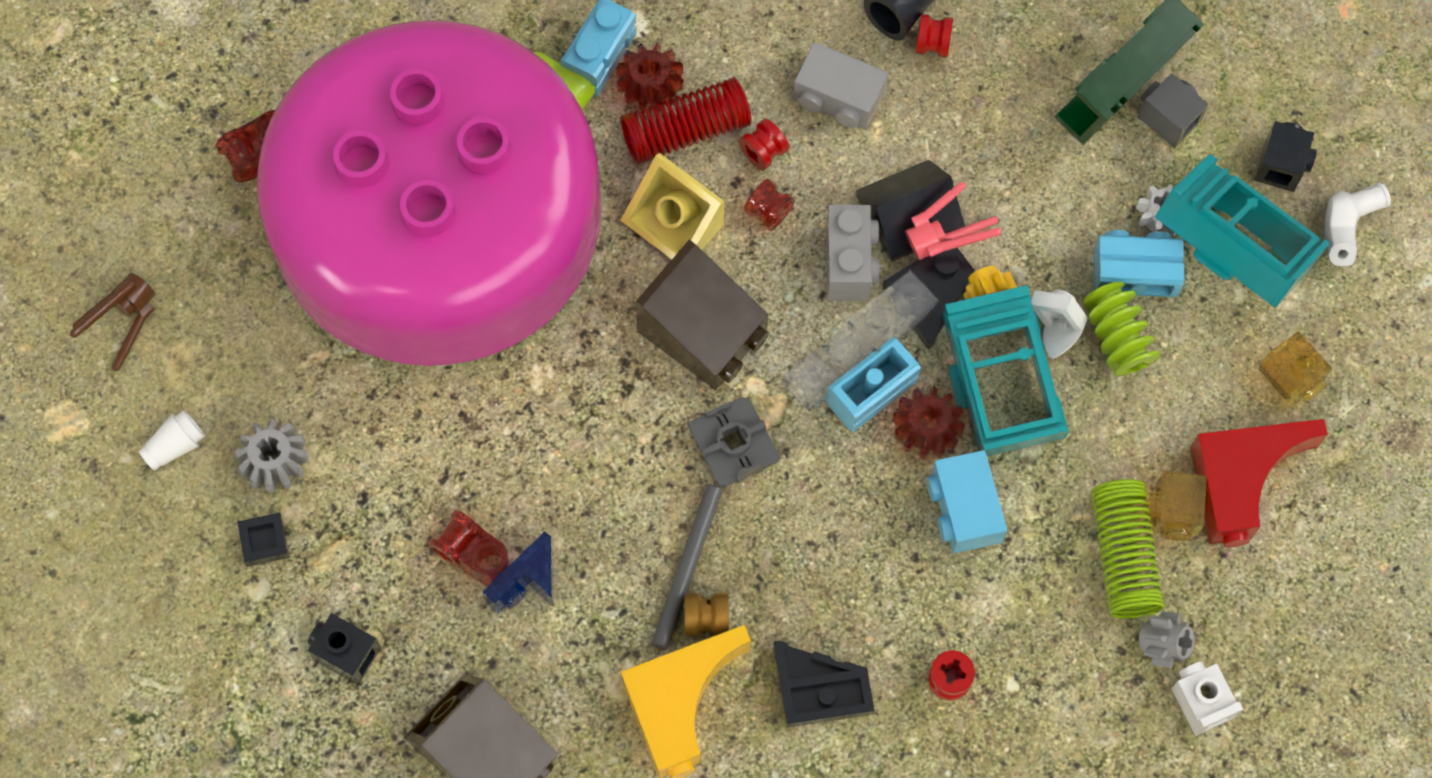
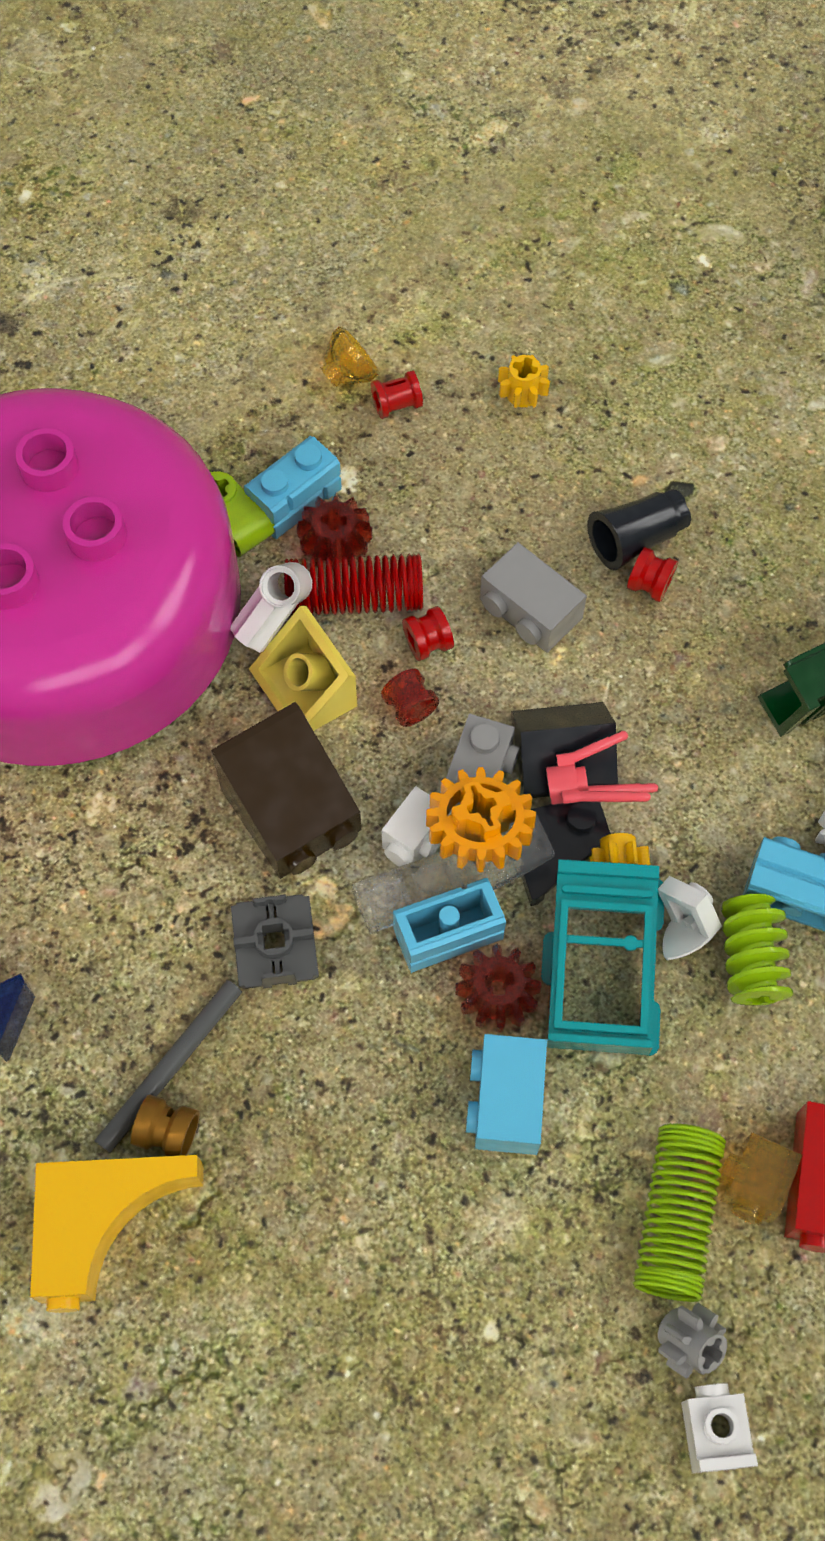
camera: 20 degrees right, 5 degrees down
(628, 163) = (269, 607): none -> white piece
(816, 314) = (406, 834): none -> white brick
(820, 688) = (261, 1258): black wing -> none
(874, 290) = (481, 803): none -> light orange gear
(948, 684) = (420, 1310): red wheel -> none

